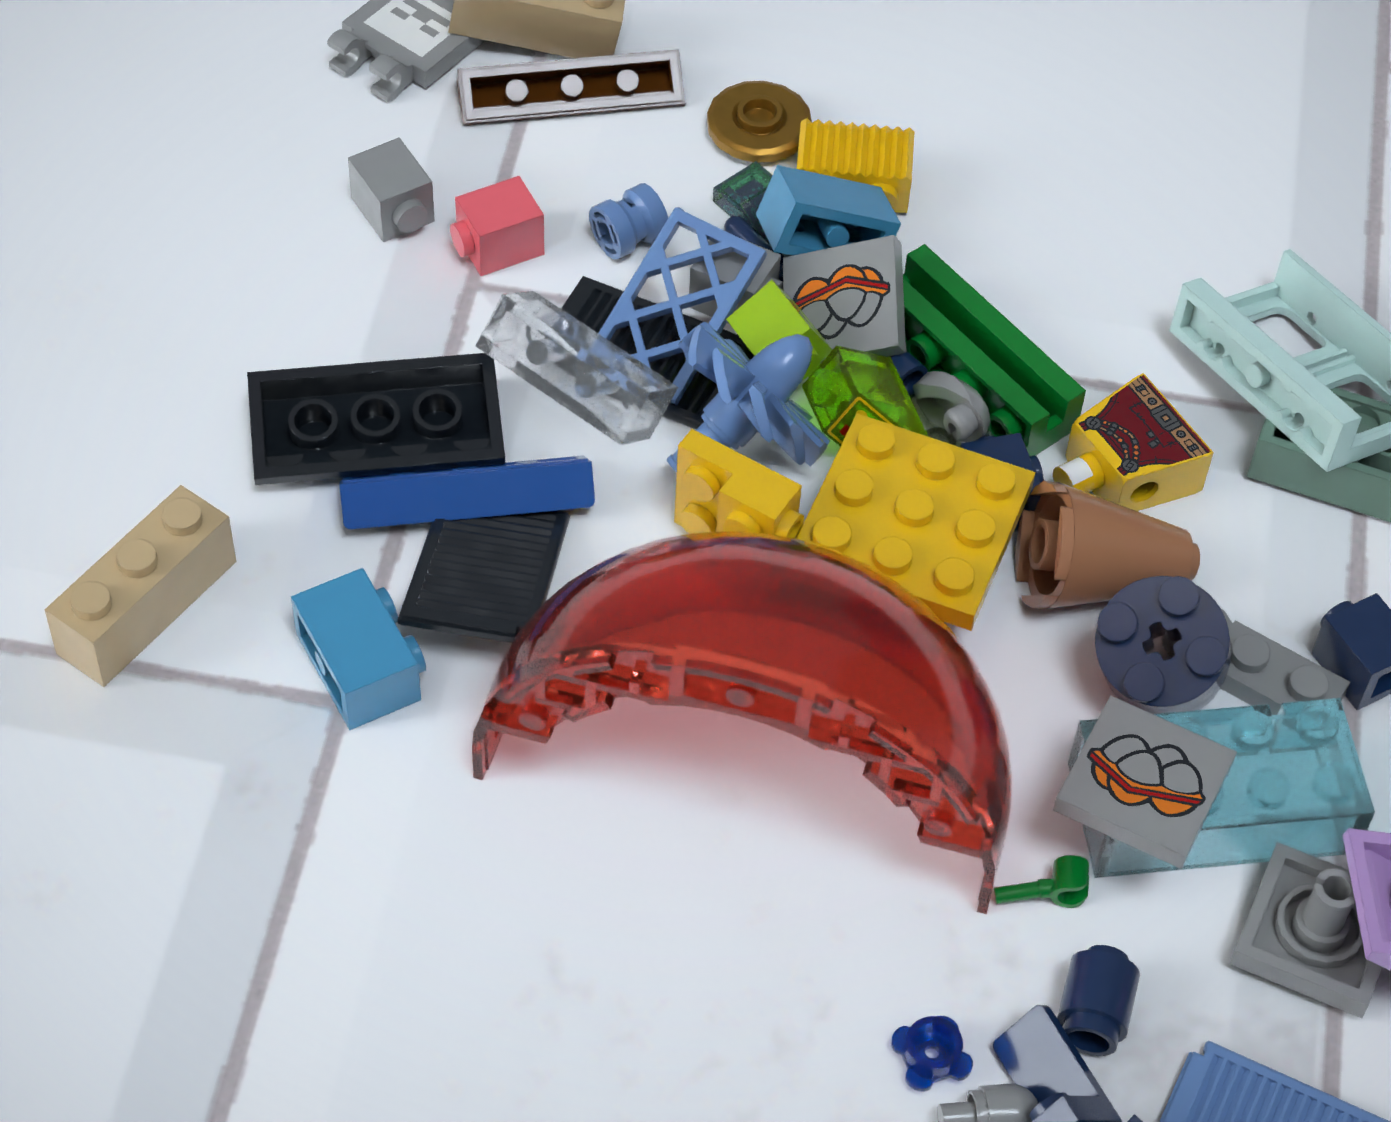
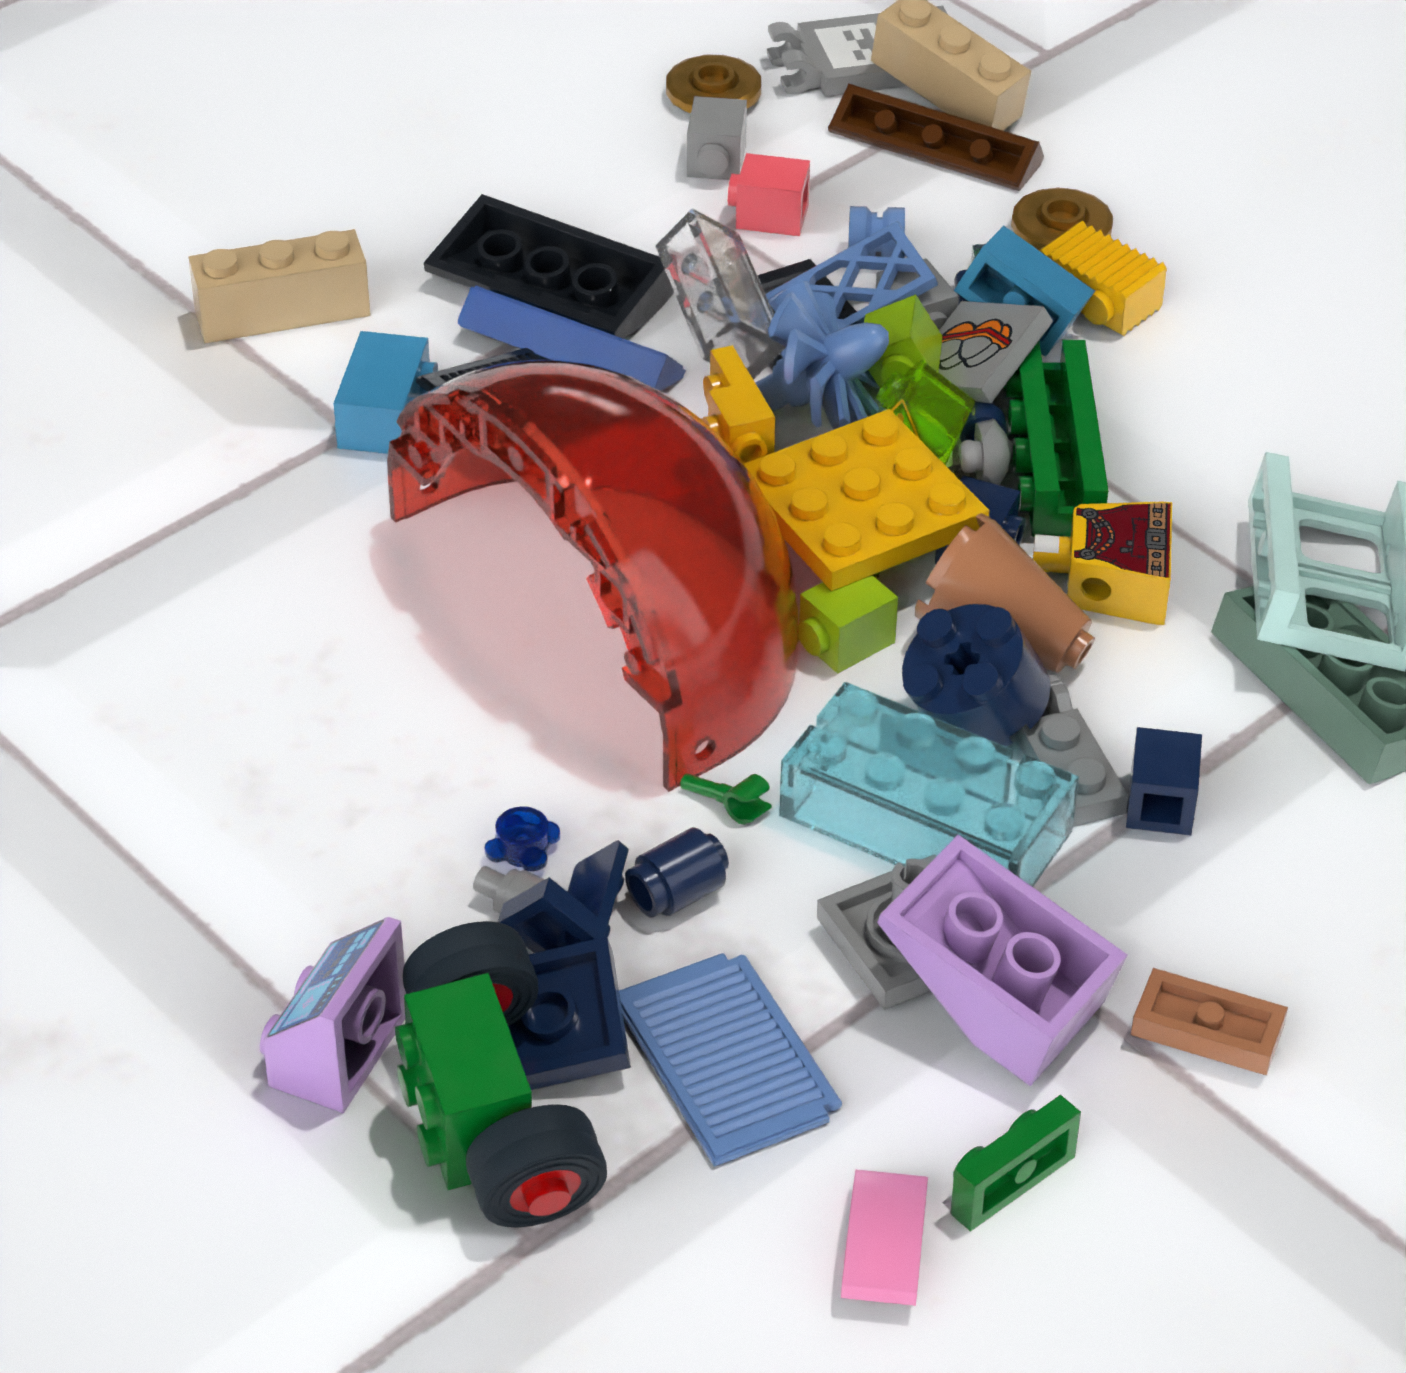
camera: 40 degrees right, 10 degrees down
(321, 128) = (712, 77): none -> pearl gold wheel
(995, 640) = (847, 622): none -> lime brick
(1145, 781) = (837, 730): light grey tile -> none

